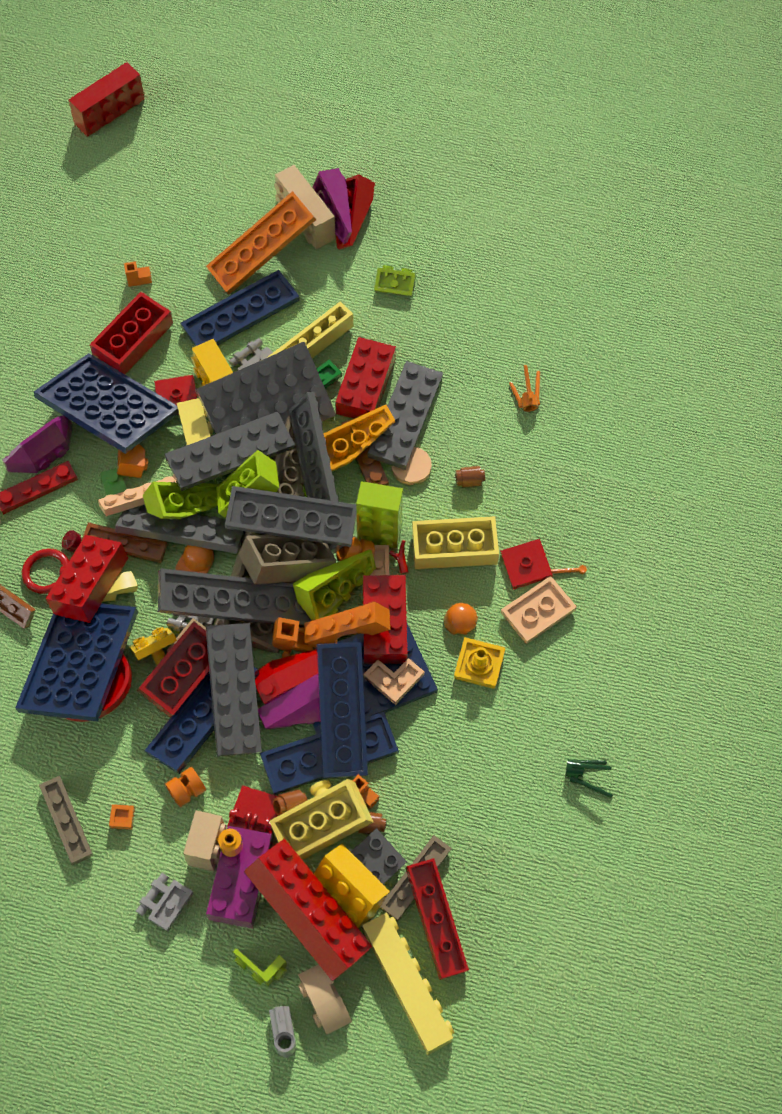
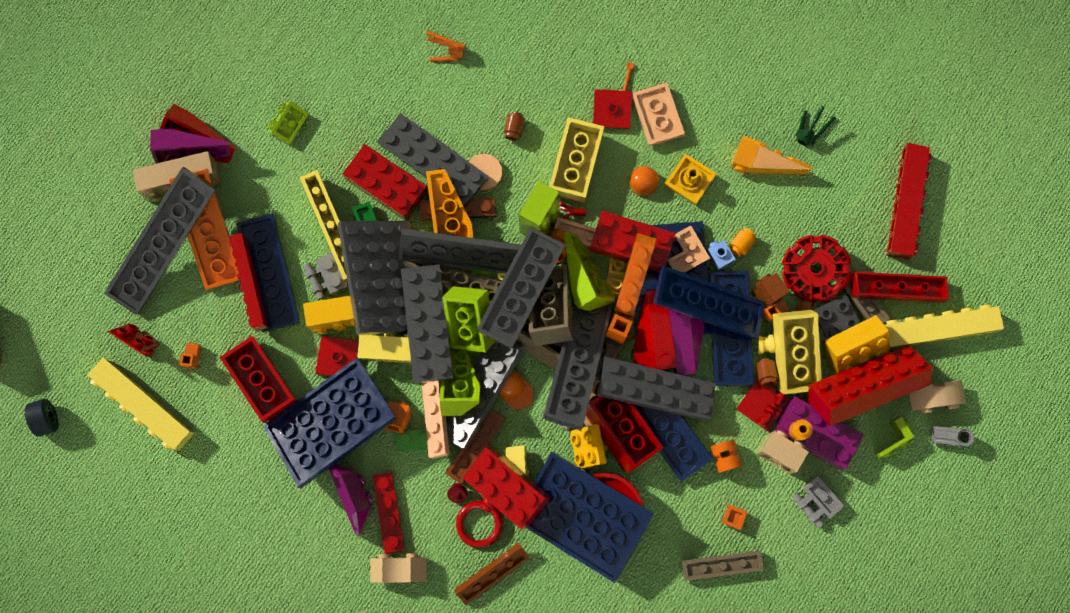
camera: 70 degrees left, 15 degrees up
(43, 177) = (41, 417): none -> black wheel
(78, 250) = (140, 404): none -> light yellow brick
(138, 224) = (135, 339): none -> red hinge
(221, 294) = (249, 282): none -> red piece
(235, 208) = (160, 240): none -> dark grey plate
(382, 774) = (770, 289): none -> dark orange brick
(405, 717) = (720, 255): none -> light blue brick
(426, 832) = (819, 279): none -> red plate
(428, 736) = (742, 242): none -> light orange brick
(525, 718) = (755, 158): none -> light orange wedge
(543, 902) = (908, 201): none -> red brick

